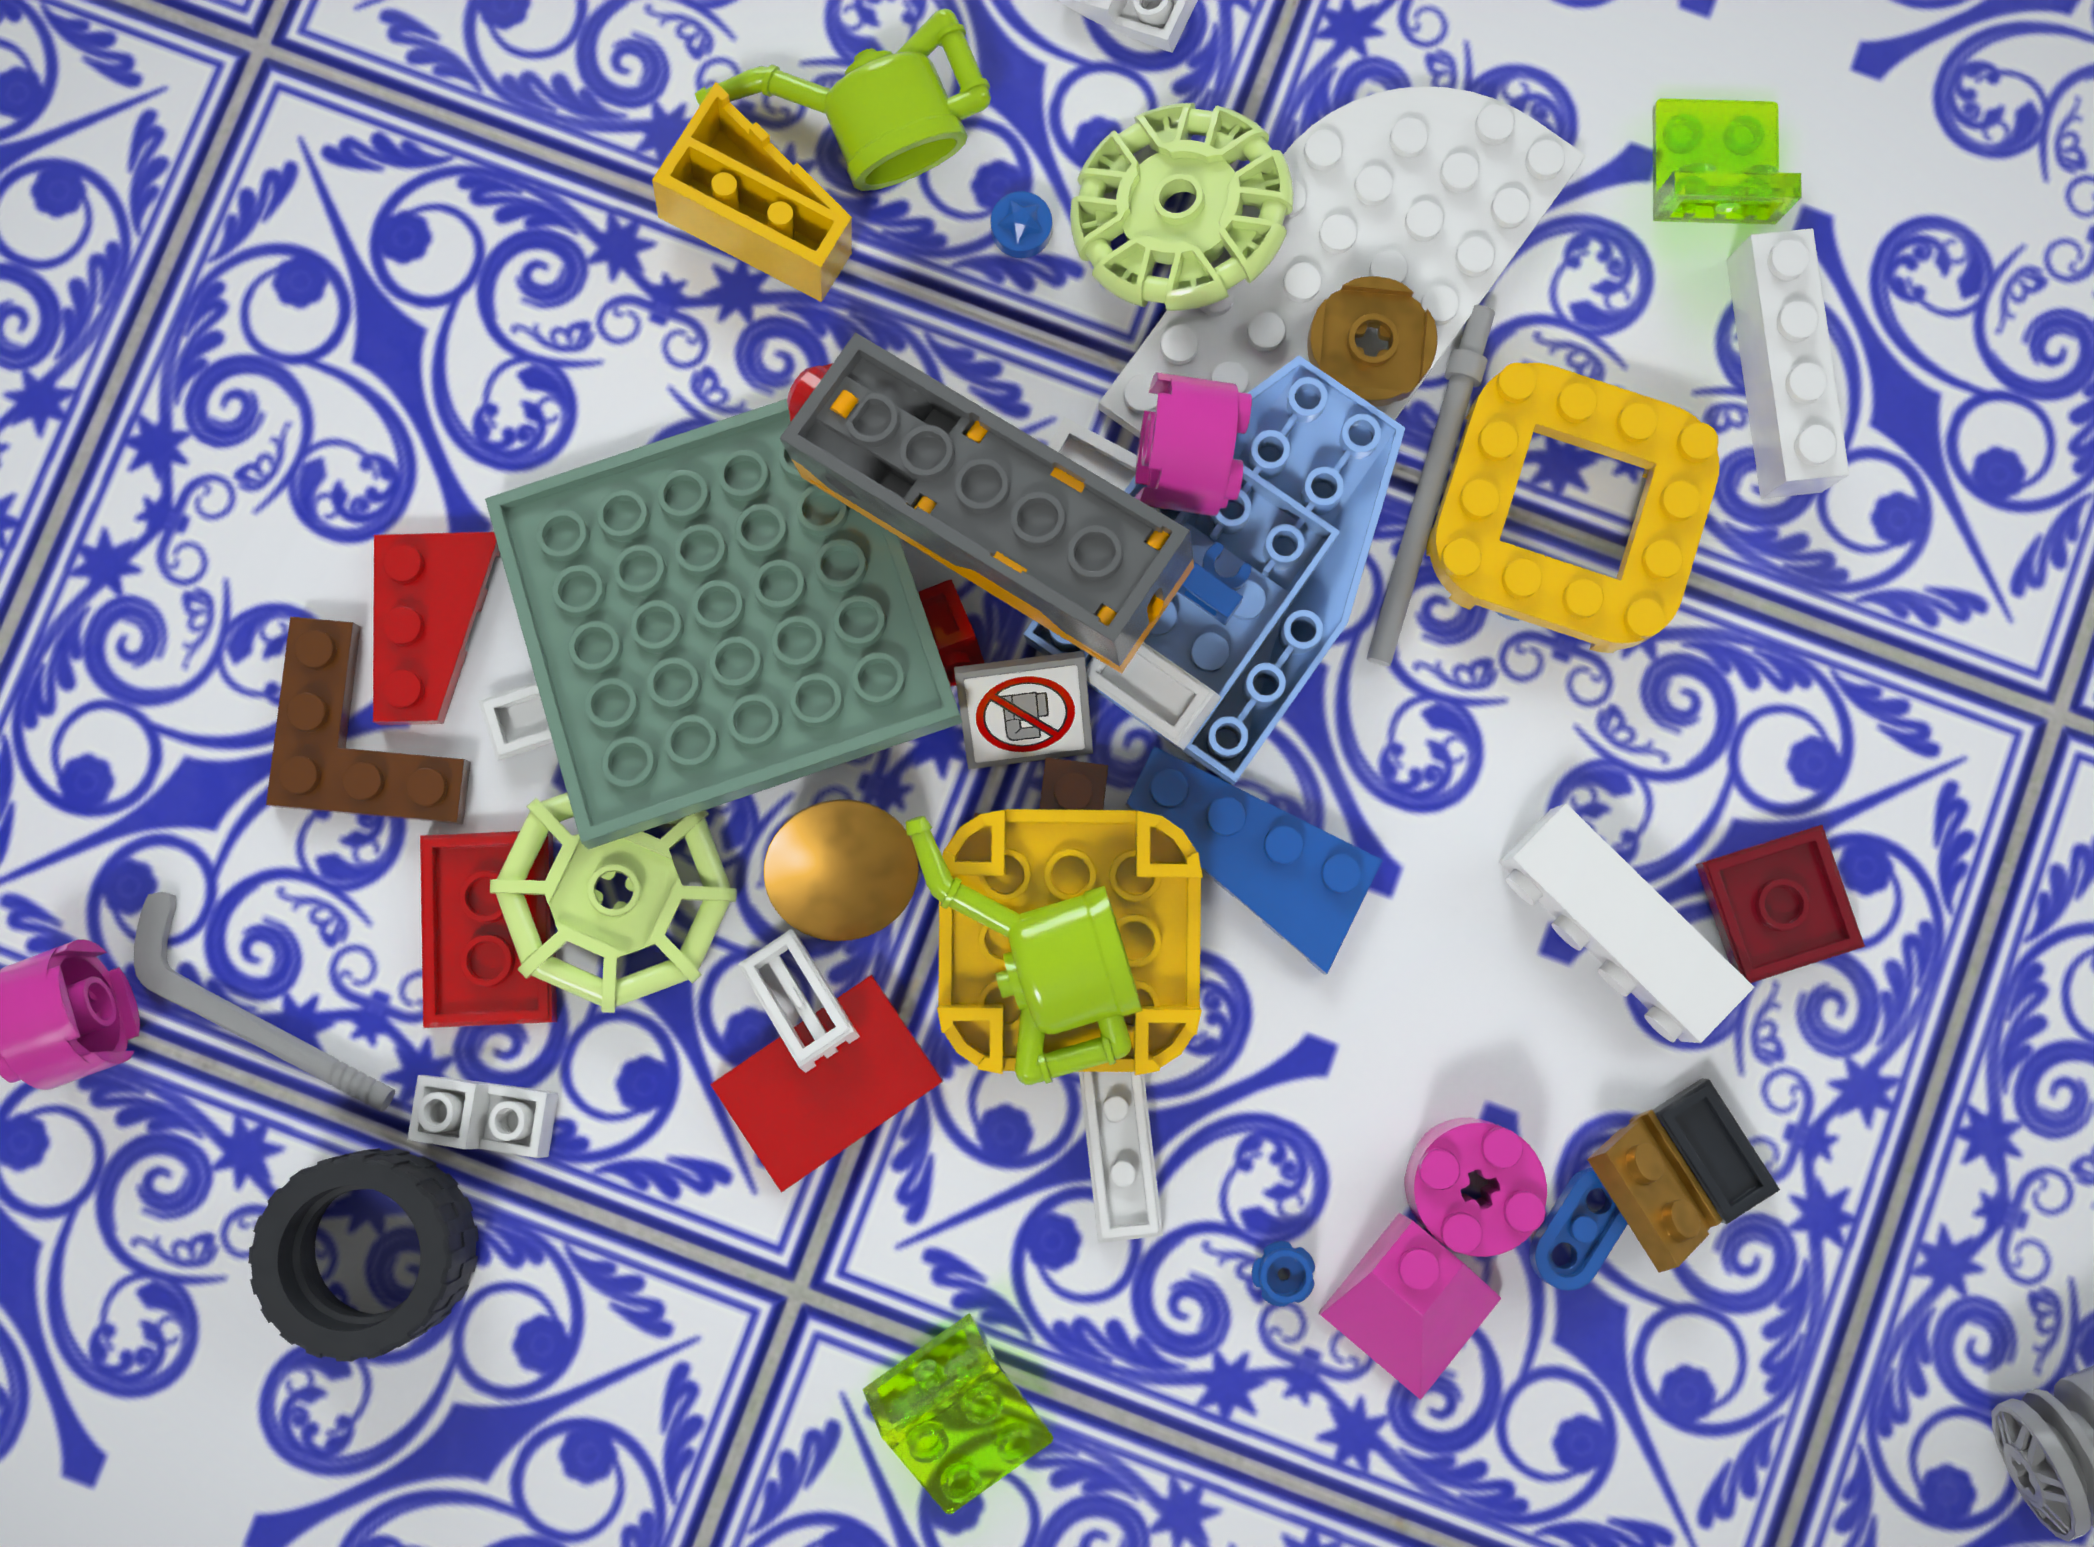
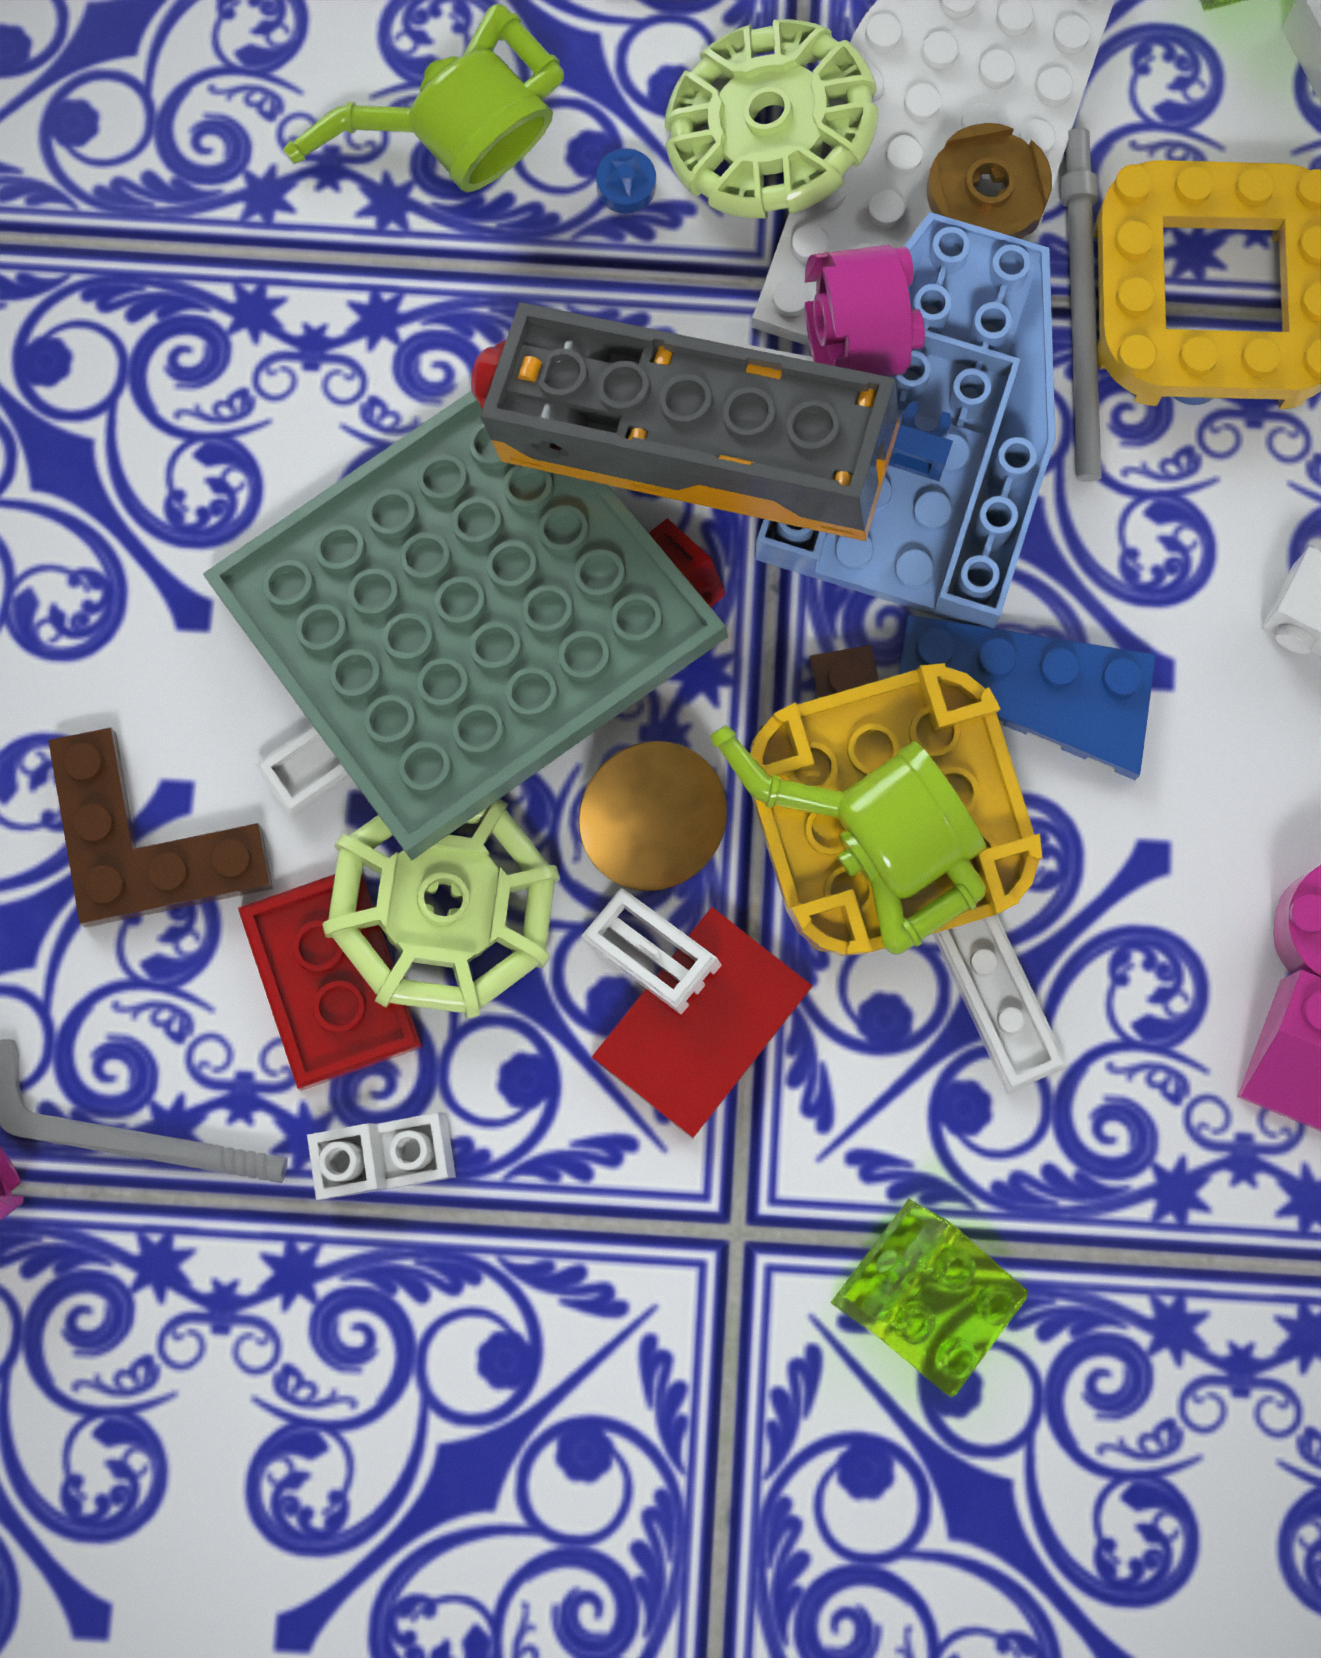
camera: 15 degrees left, 5 degrees down
(287, 1269) = (231, 1303): black tyre -> none
(423, 618) = (176, 705): red wing -> none
(751, 201) = (372, 229): yellow wedge -> none
(1024, 709) = (779, 613): piece -> none
(1157, 693) = (896, 557): white tile -> none
(1296, 1286) = (1210, 1062): blue plate -> none

